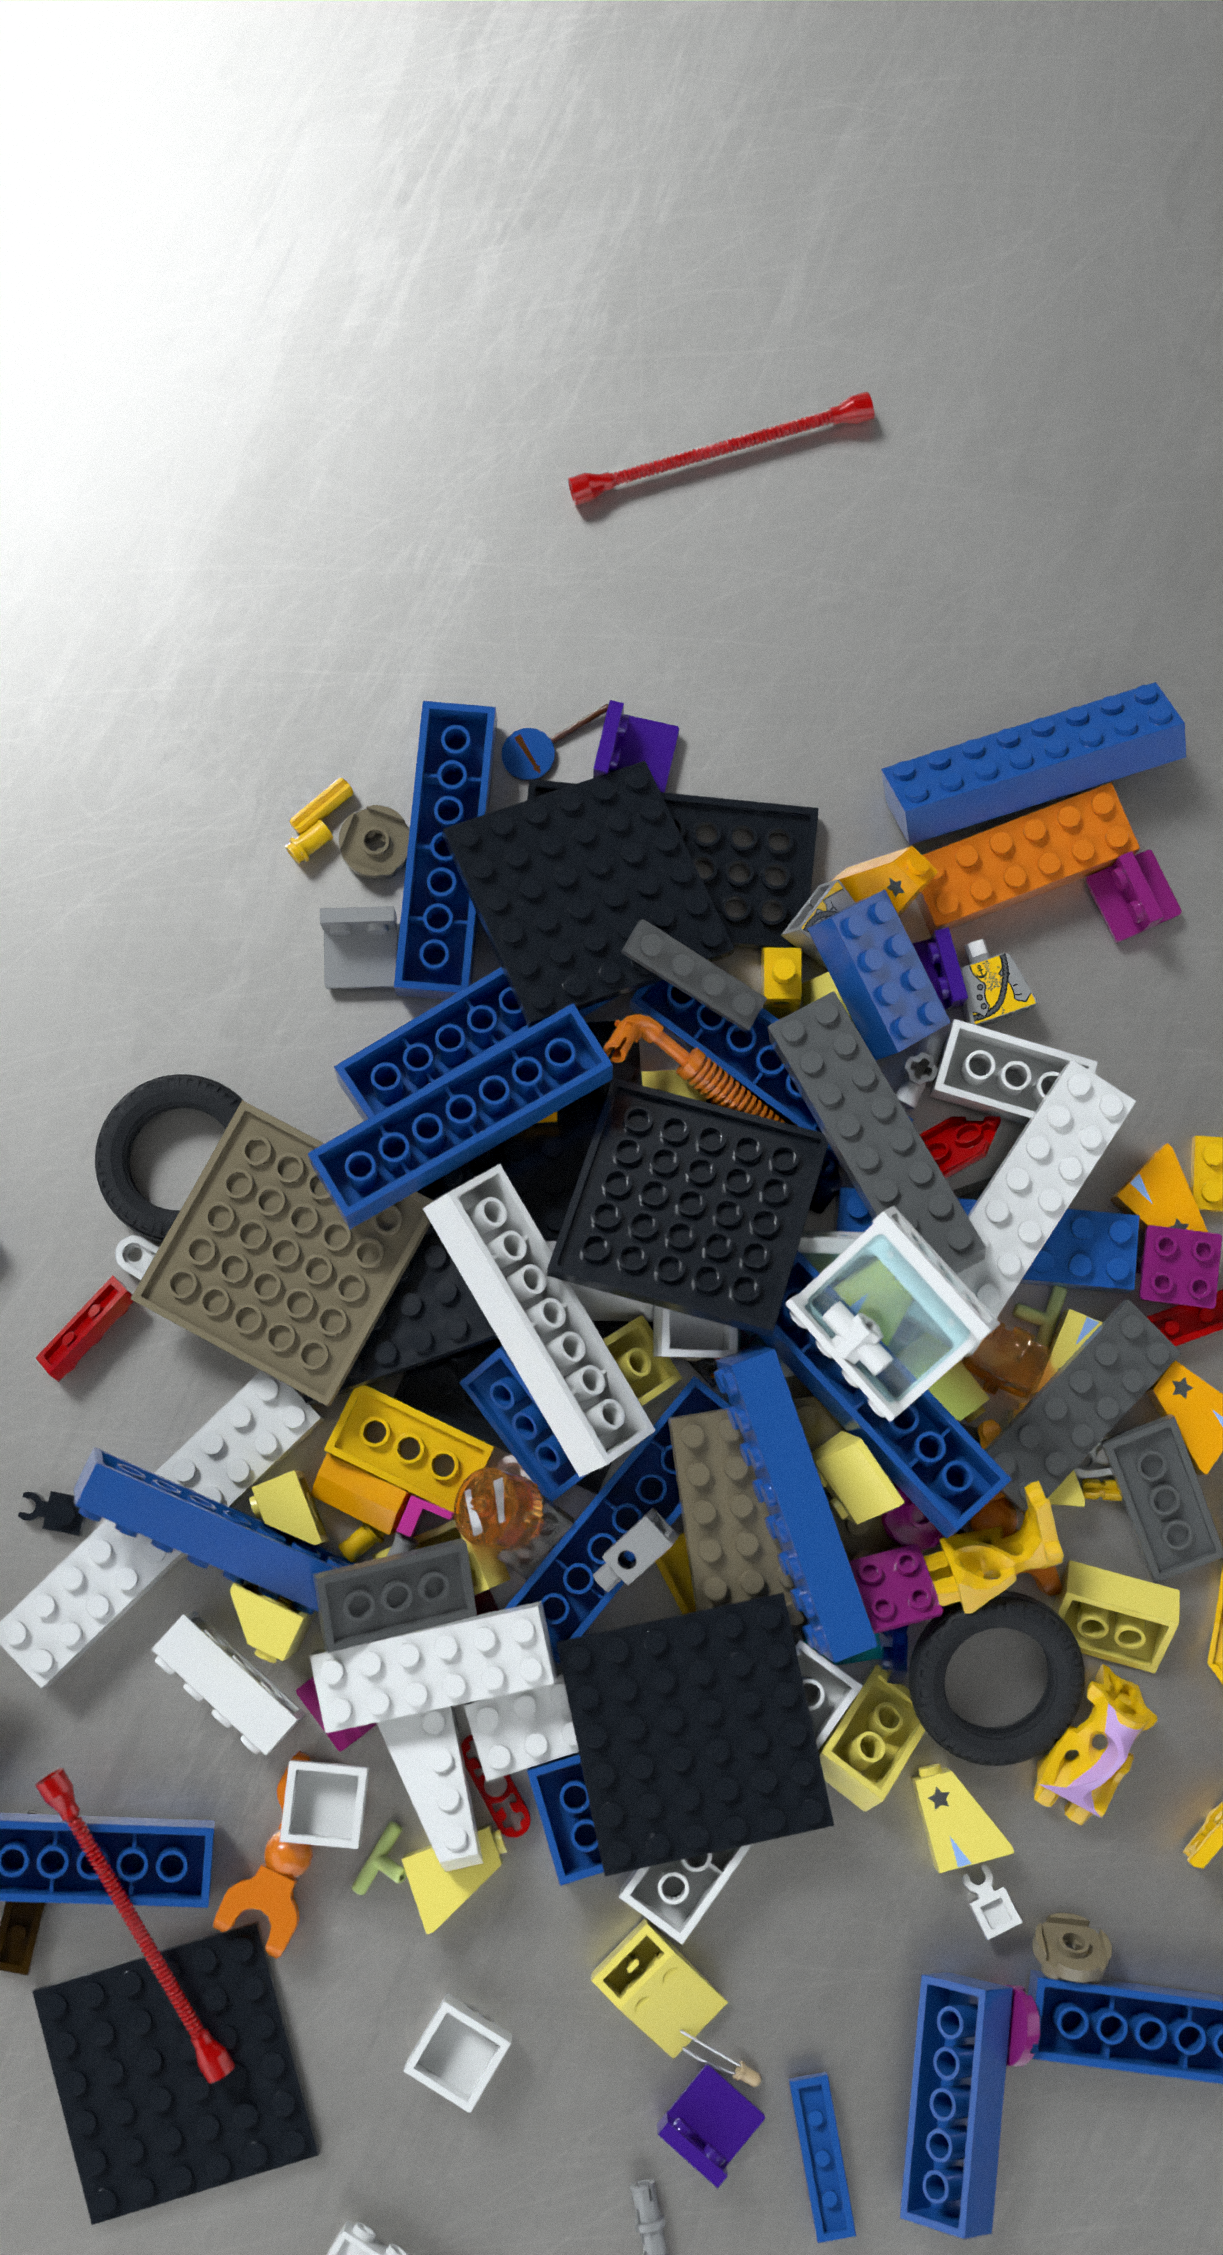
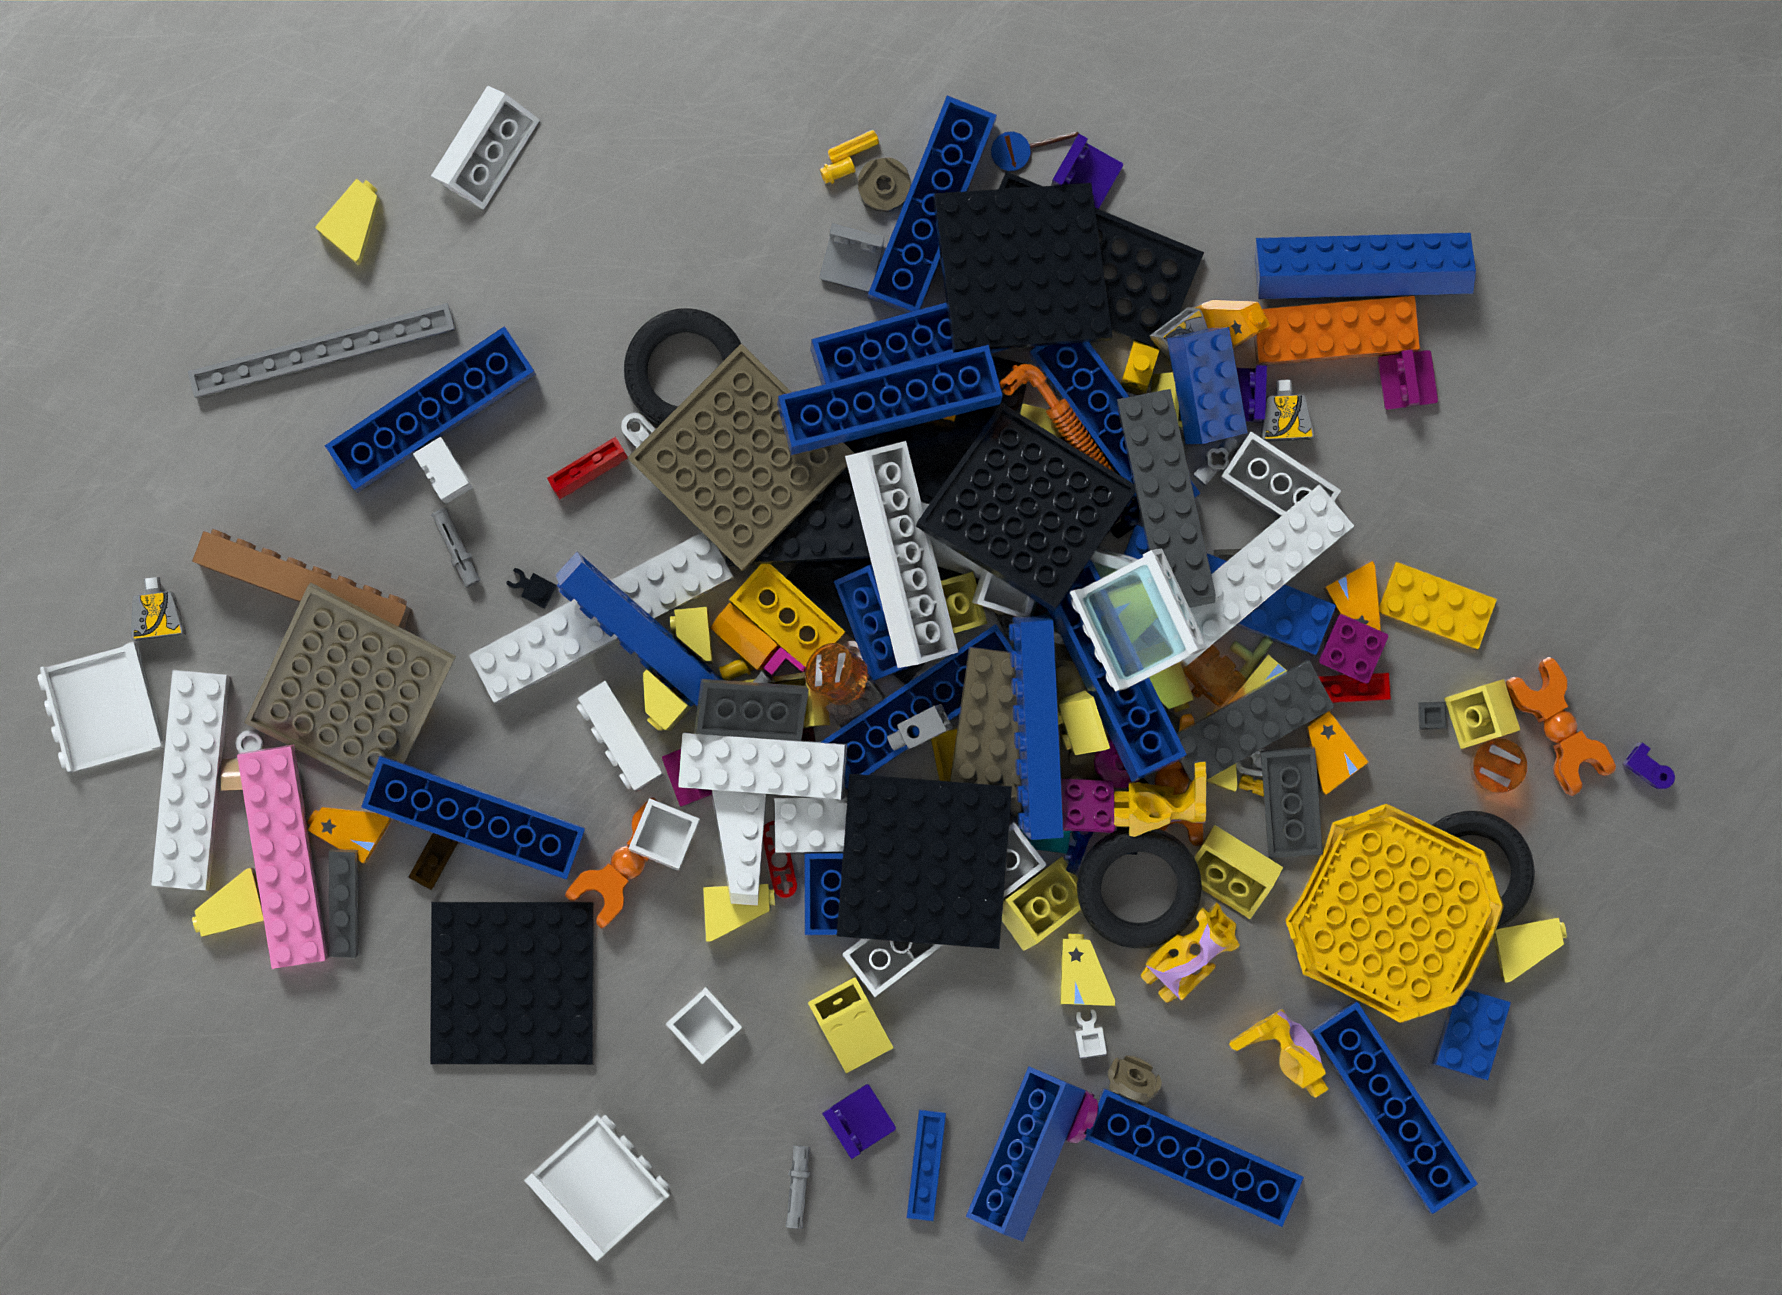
camera: 15 degrees right, 5 degrees up
(211, 2055) = (541, 977): red hose -> none
(380, 1861) = (687, 886): yellowish green piece -> none
(693, 975) = (1078, 348): dark grey plate -> none
(741, 2071) = (892, 1099): piece -> none
(857, 1338) = (1111, 630): white axle -> none
(959, 1142) = (1225, 518): red tile -> none

